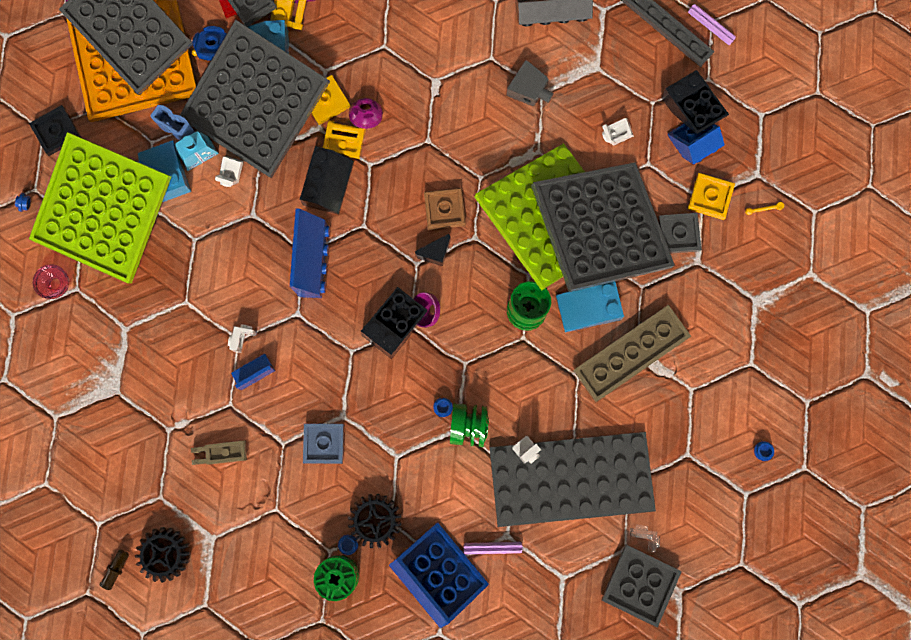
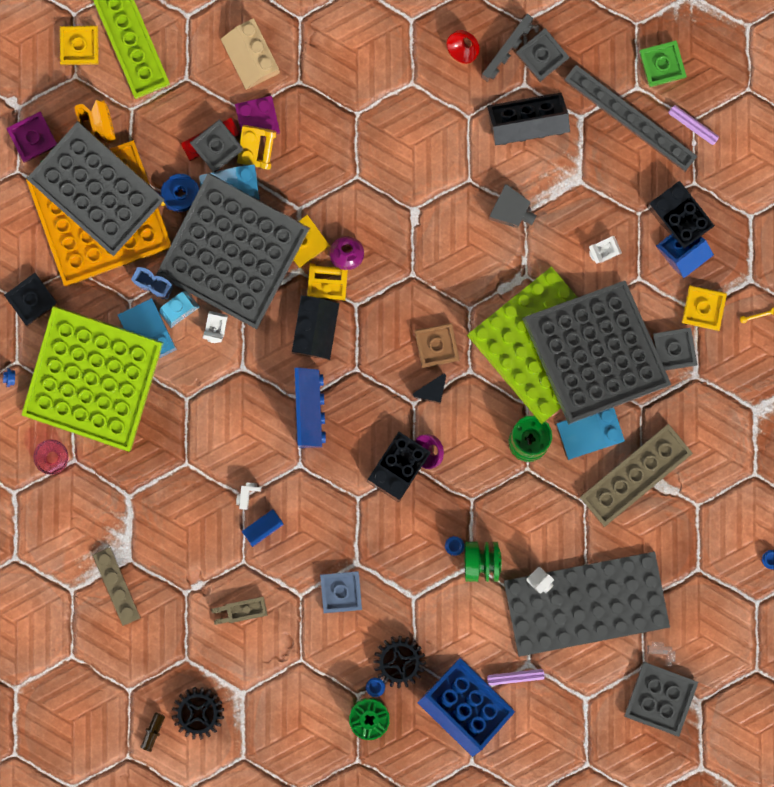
camera: 10 degrees left, 5 degrees up
(99, 417) = (116, 586): none -> dark tan plate

